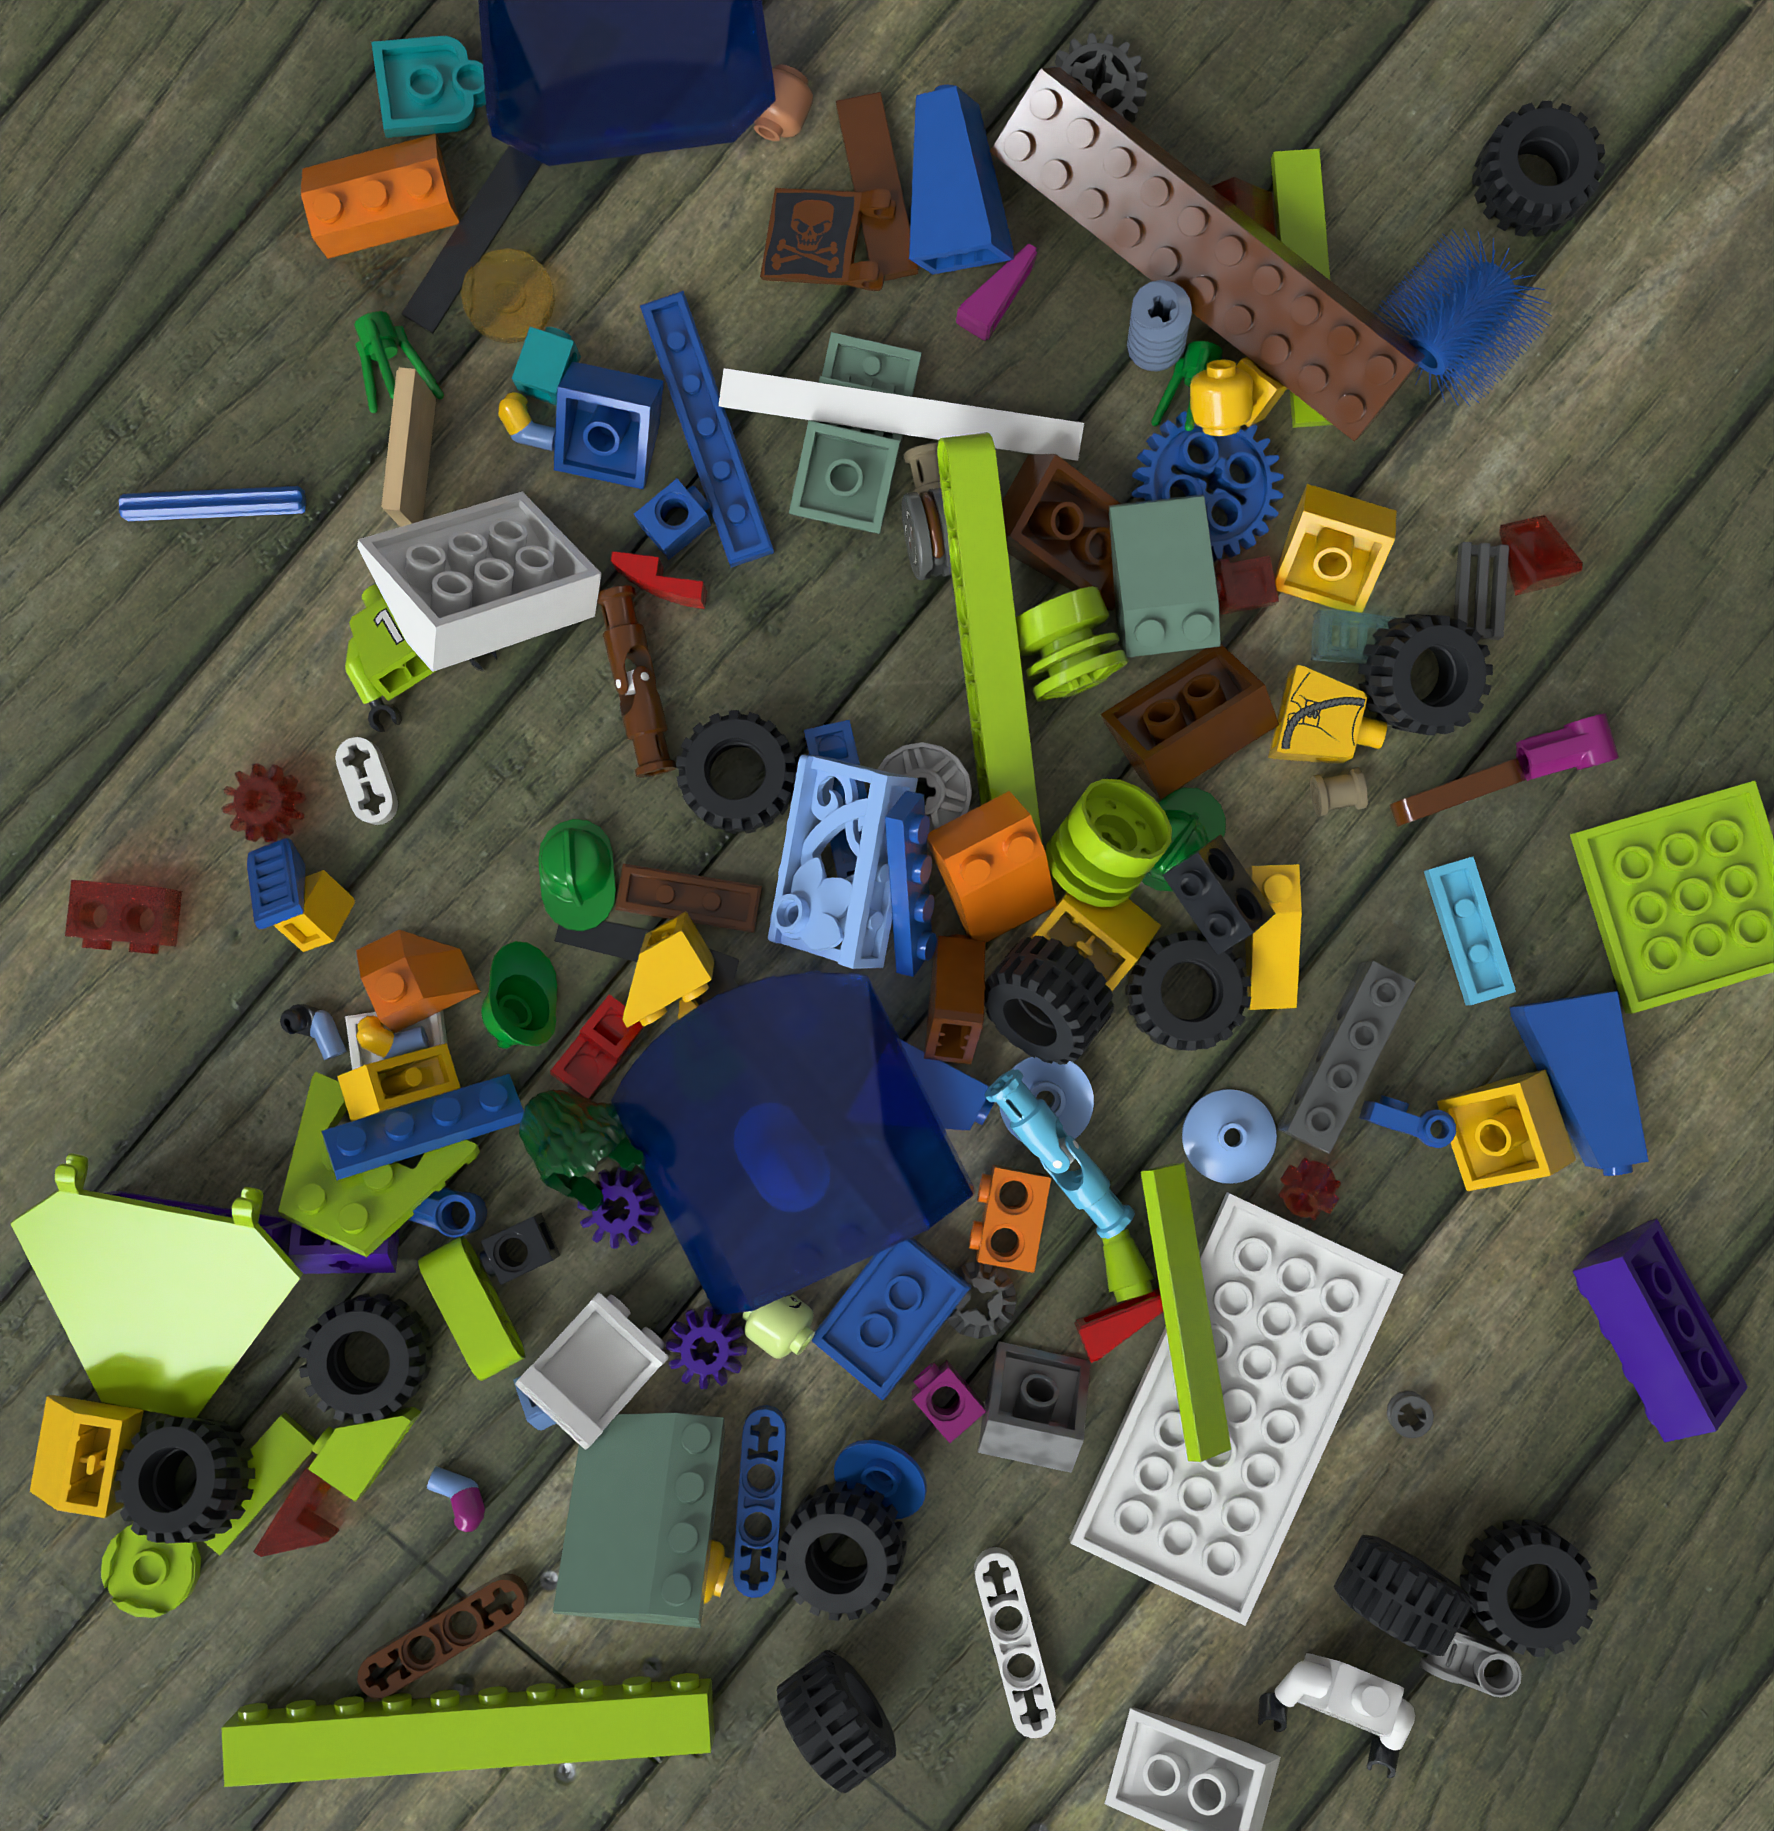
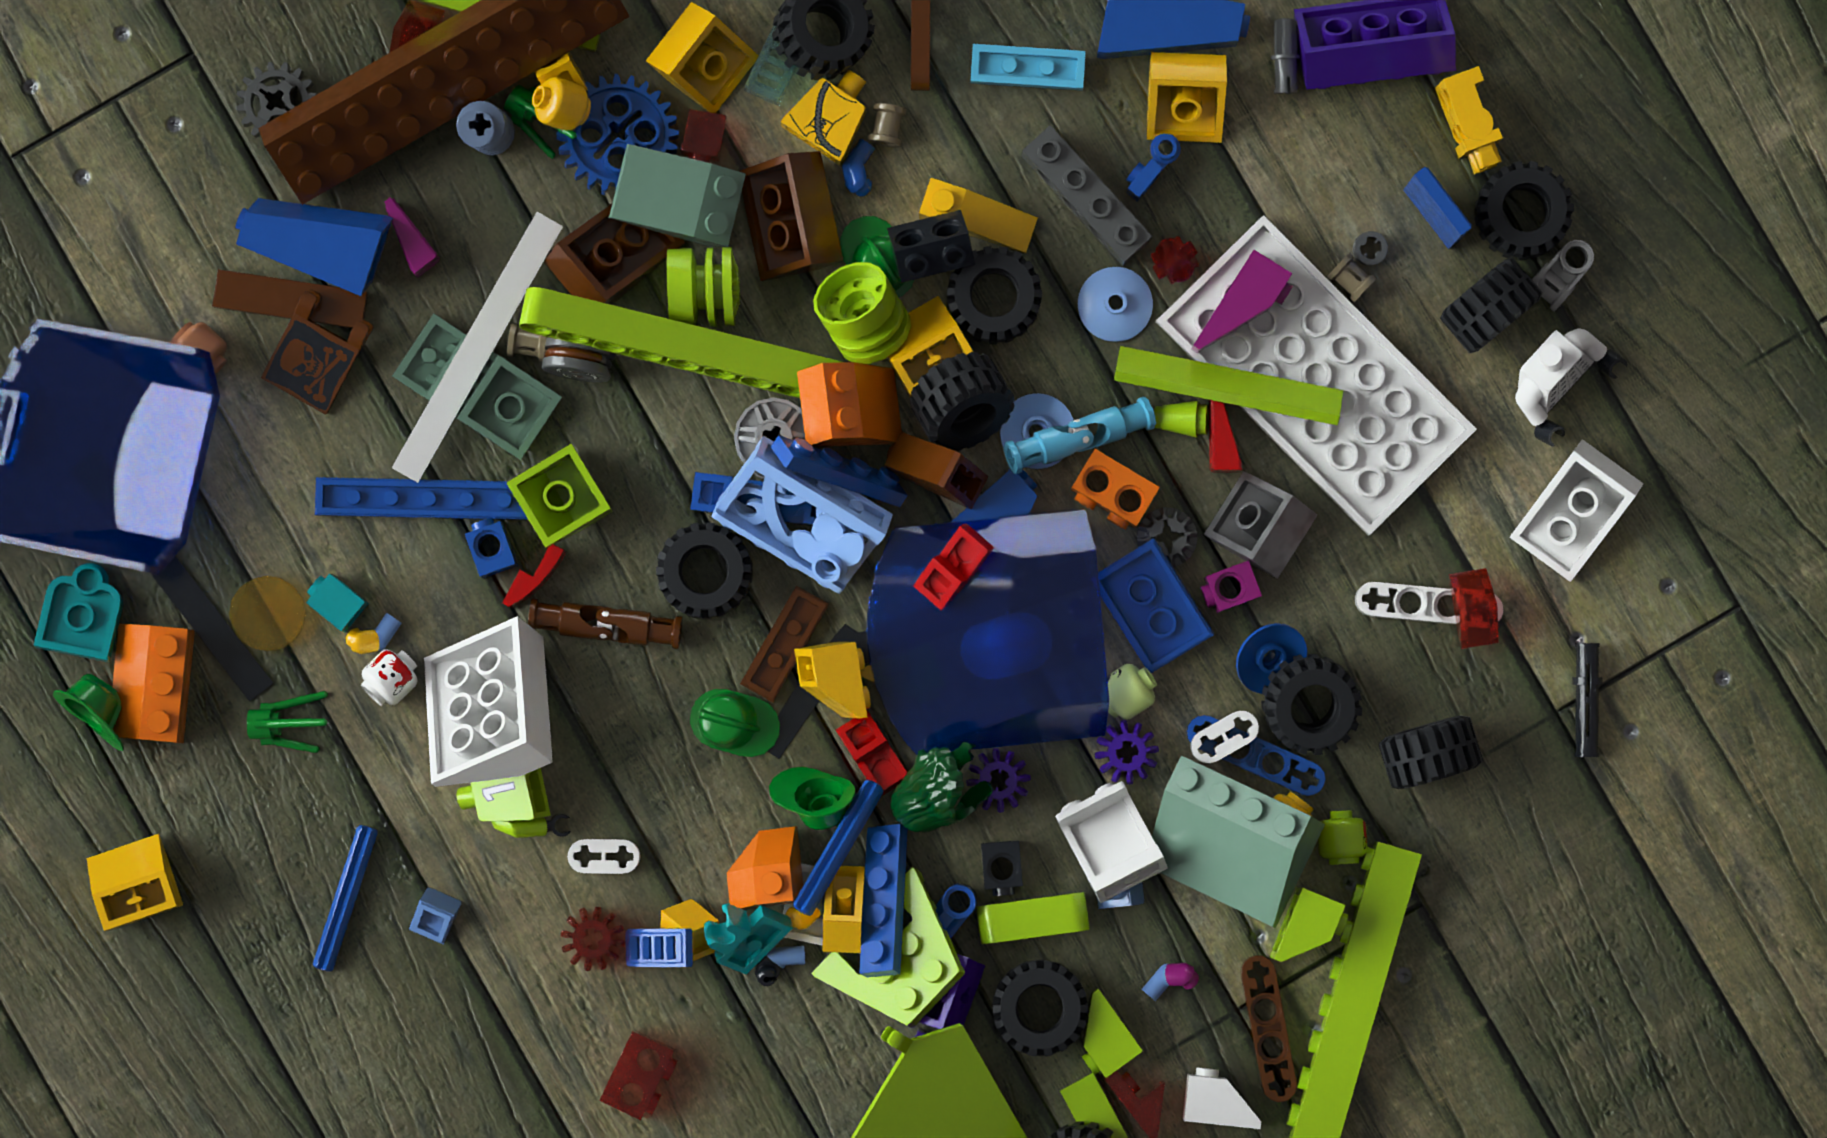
camera: 65 degrees left, 0 degrees up
(137, 254) = (132, 883): none -> yellow slope
(231, 613) = (435, 915): none -> medium blue slope
(319, 979) = (743, 939): none -> teal plate
(329, 137) = (94, 704): none -> green piece
(329, 1607) = (1216, 1101): none -> white slope
(408, 448) = (367, 729): tan tile -> none
(465, 1049) = (838, 847): none -> blue axle
(481, 457) = (389, 677): none -> white head
(572, 1651) = (1308, 924): none -> lime slope
(607, 424) = (399, 572): blue slope -> none
(698, 1651) = (1343, 838): none -> lime head
(758, 1468) = (1229, 745): none -> white beam
(761, 572) = (559, 496): none -> lime slope
(844, 1064) = (953, 566): none -> red slope
(1031, 1705) = (1474, 608): none -> clear red slope
(1272, 773) = (854, 170): none -> blue arm
(1309, 1298) = (1249, 296): none -> magenta slope
(1368, 1407) = (1351, 277): none -> dark tan bush
(1497, 1489) = (1437, 207): none -> blue tile
(1599, 1230) = (1285, 56): none -> dark grey axle
(1614, 1482) = (1469, 121): none -> yellow hips

